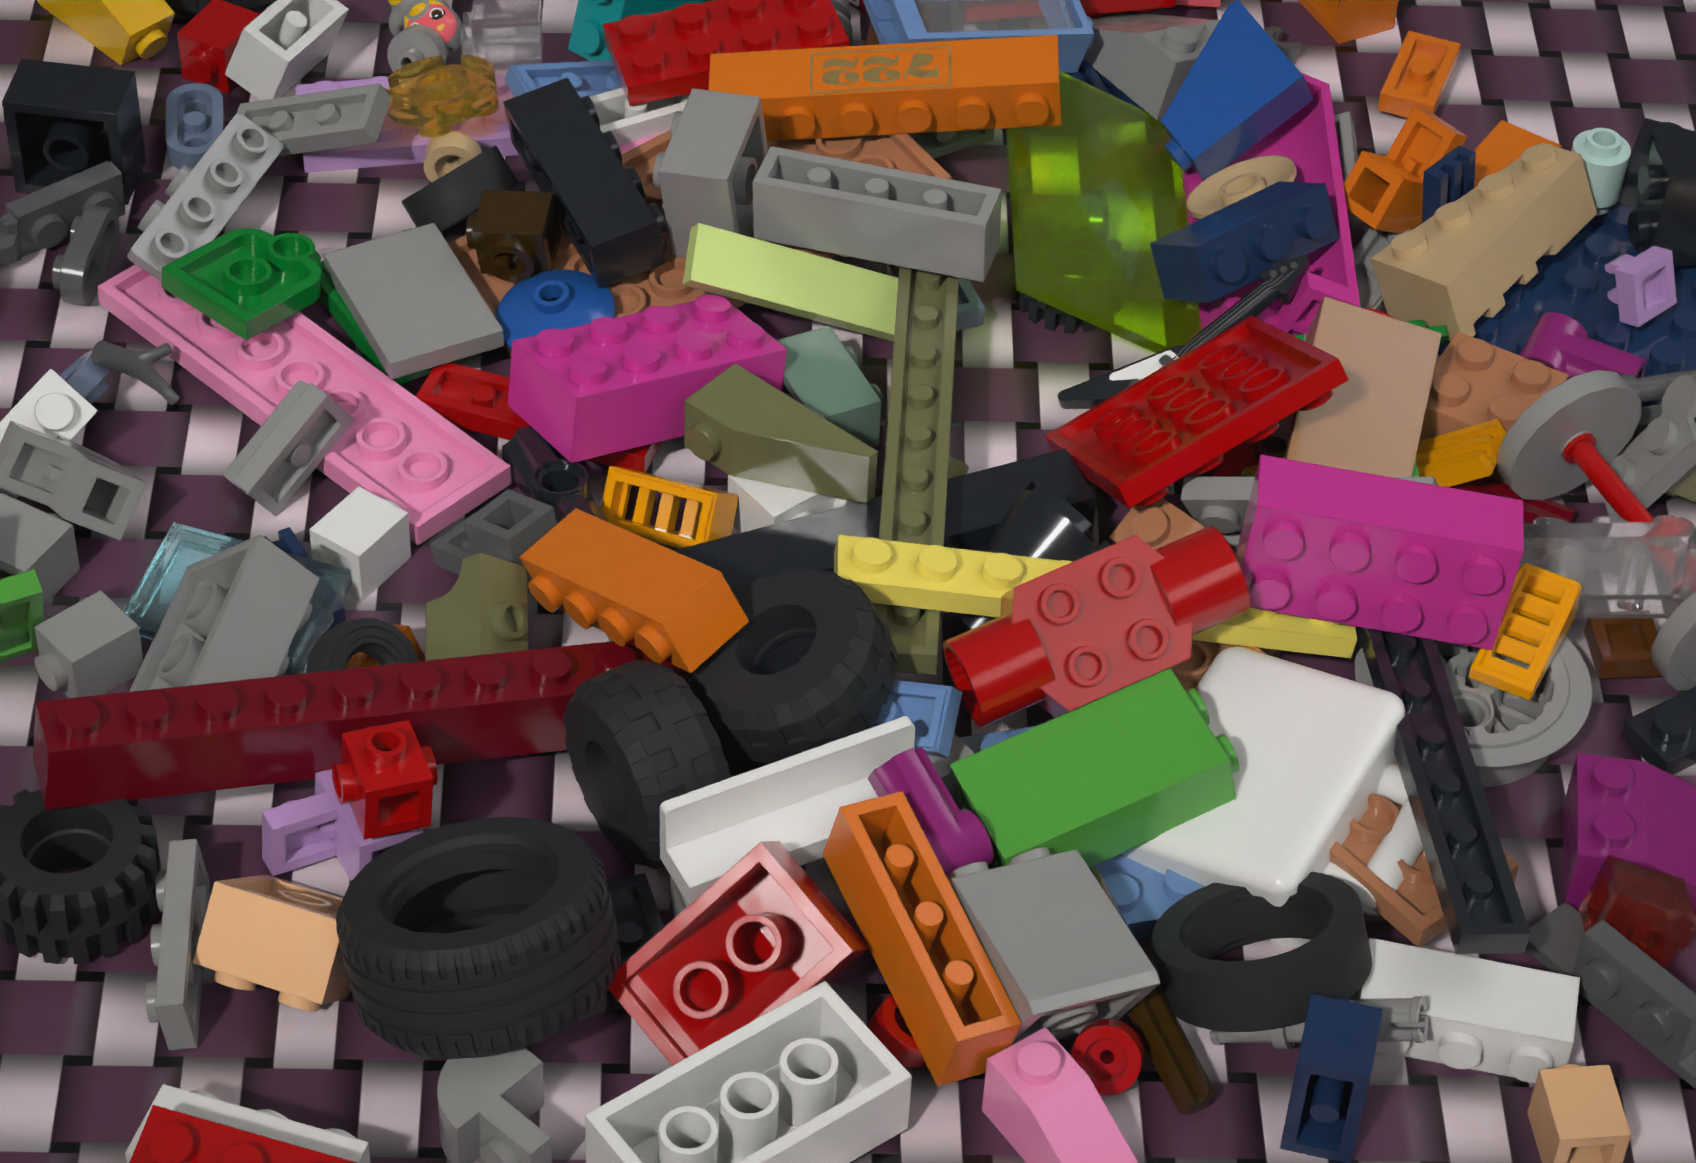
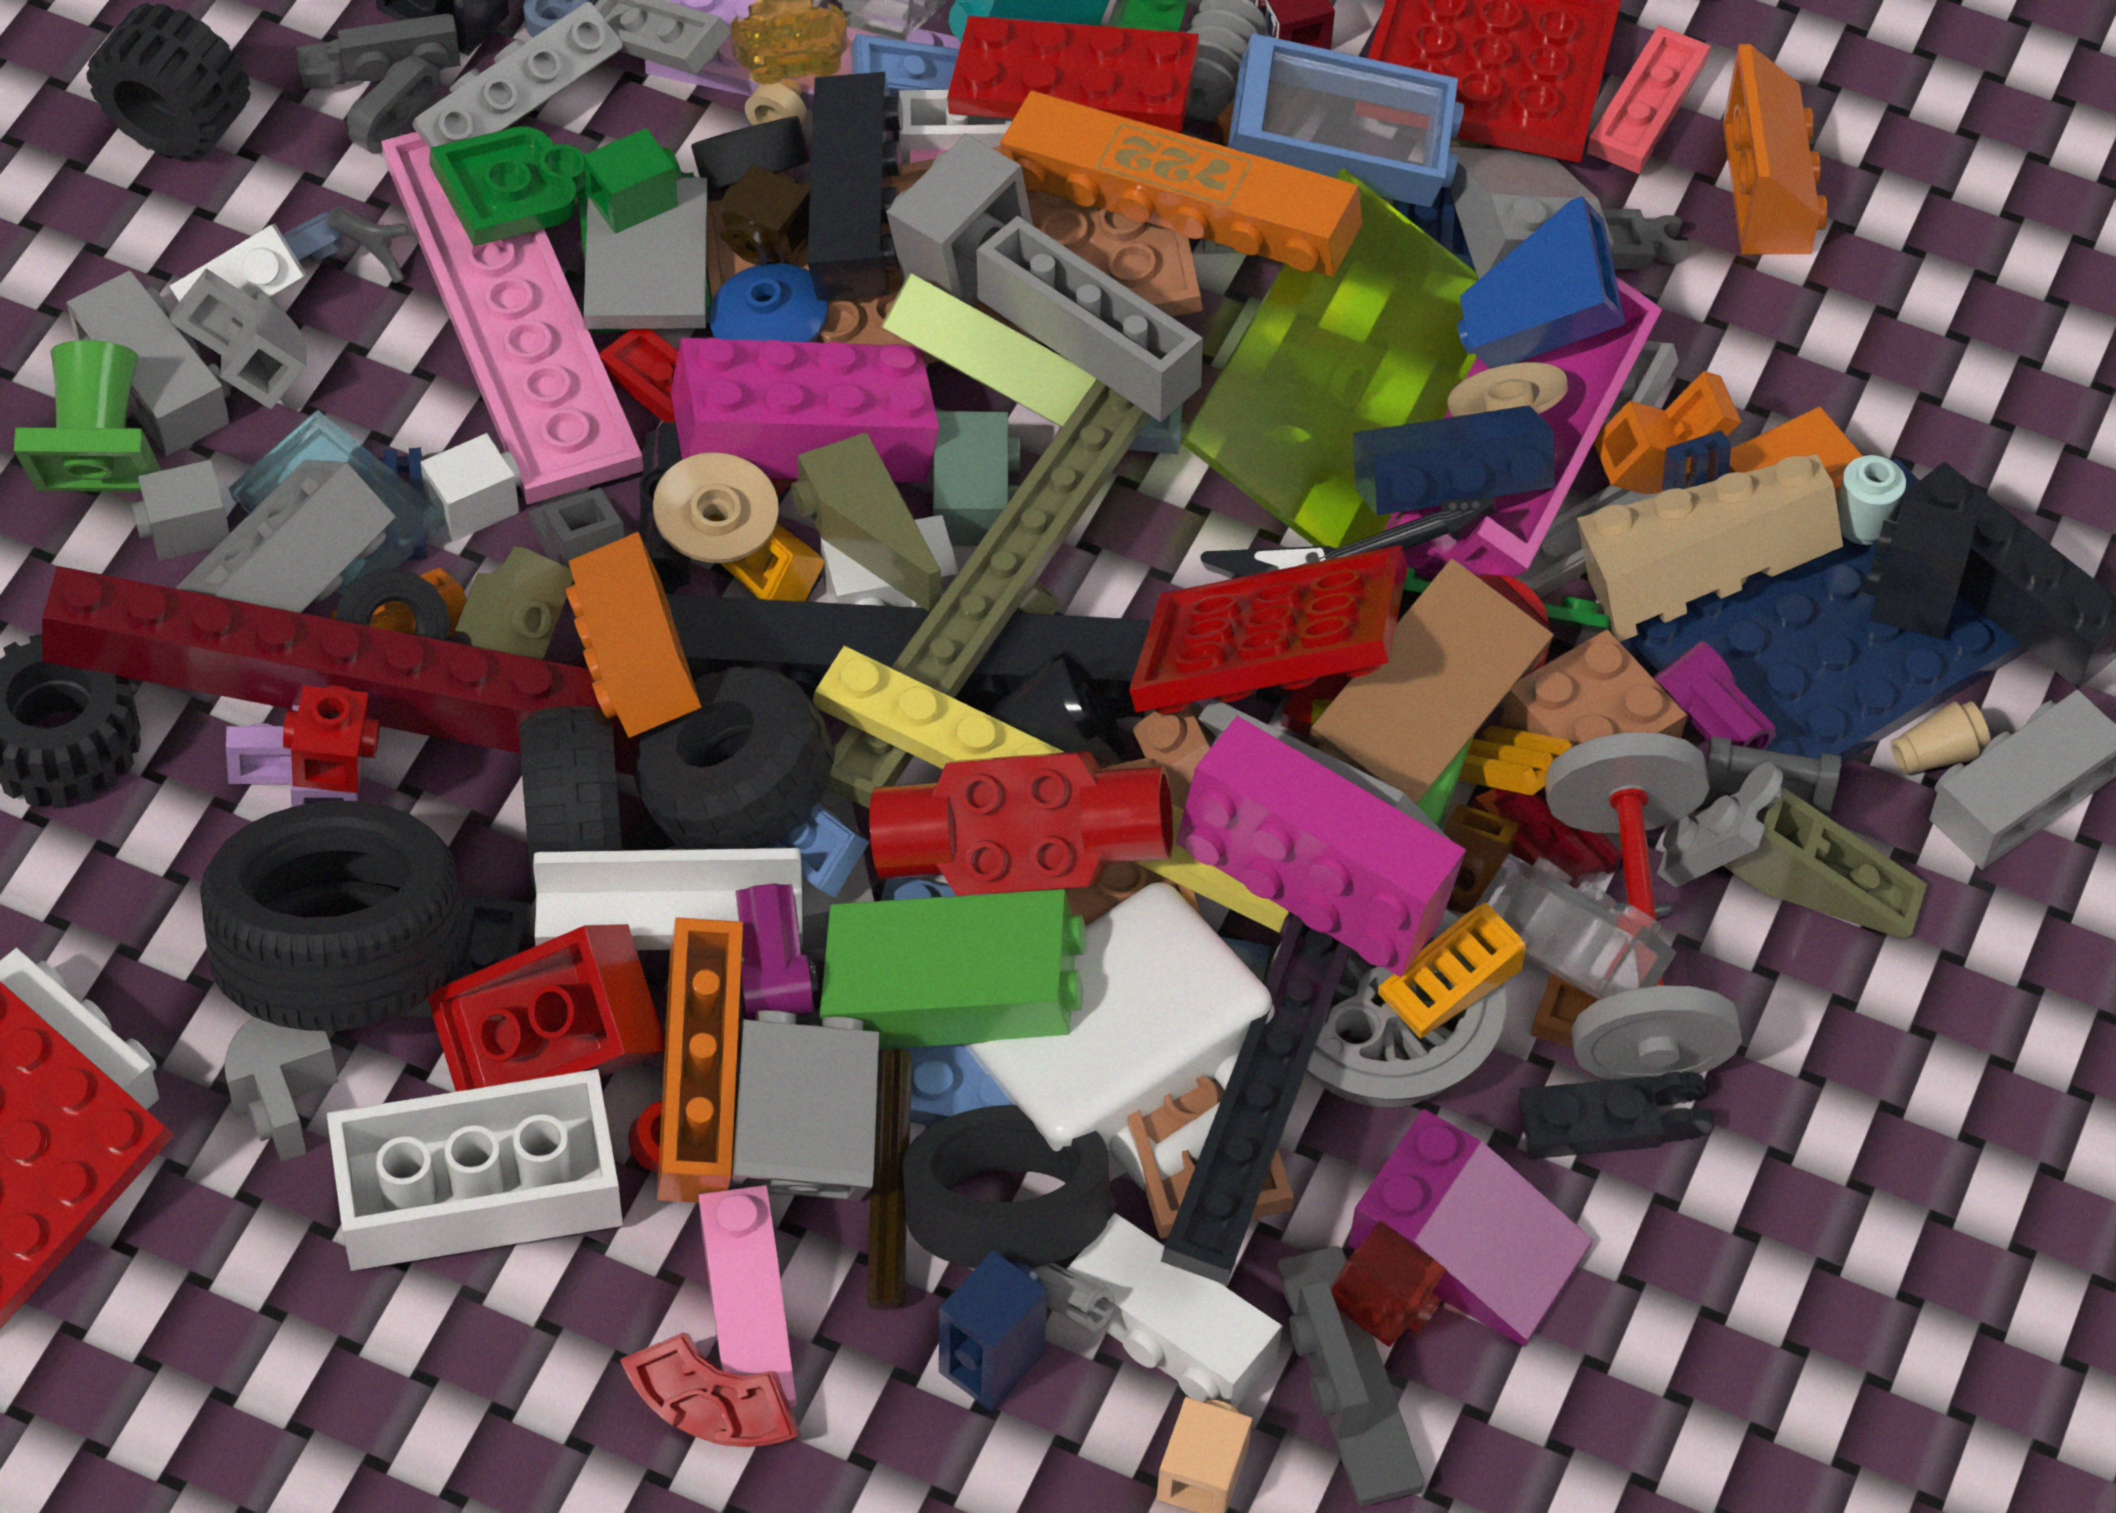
camera: 25 degrees right, 10 degrees up
(177, 991) = (111, 821): light grey plate -> none
(275, 938) = (174, 834): light nougat slope -> none
(288, 446) = (454, 369): light grey panel -> none
(374, 236) = (632, 180): none -> green brick
(623, 475) = (717, 486): none -> tan dish
(1109, 1071) = (824, 1230): red tile -> none
(1419, 74) = (1787, 323): orange plate -> none
(1643, 285) = (1834, 642): lavender tile -> none

